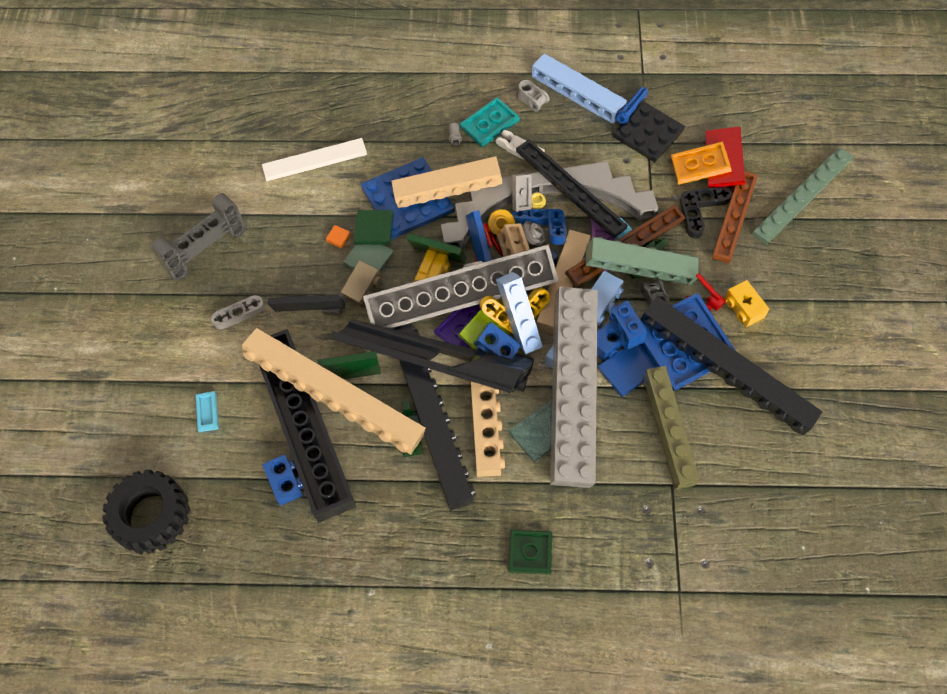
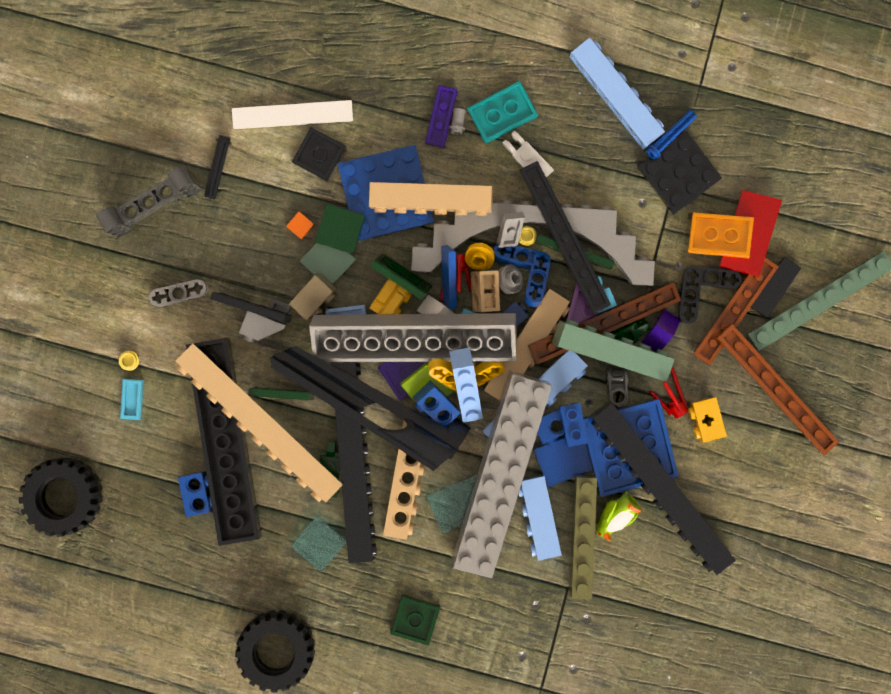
camera: 10 degrees right, 25 degrees up
(199, 377) = (129, 360): none -> light yellow plate
(257, 205) = (217, 166): none -> black axle
(318, 321) = (259, 327): none -> light grey slope
(343, 182) = (319, 154): none -> black tile
(381, 587) = (270, 677): none -> black tyre
(415, 500) = (319, 543): none -> clear light blue tile
(439, 135) = (441, 116): none -> dark purple tile
(532, 95) = (561, 92): light grey piece -> none
(560, 201) = (593, 258): none -> dark green tile
(624, 423) = (540, 518): none -> light blue brick
(679, 242) = (662, 331): none -> dark purple slope
(696, 400) = (617, 515): none -> lime animal
(761, 193) = (776, 287): none -> black tile
(799, 265) = (777, 389): none -> dark orange plate

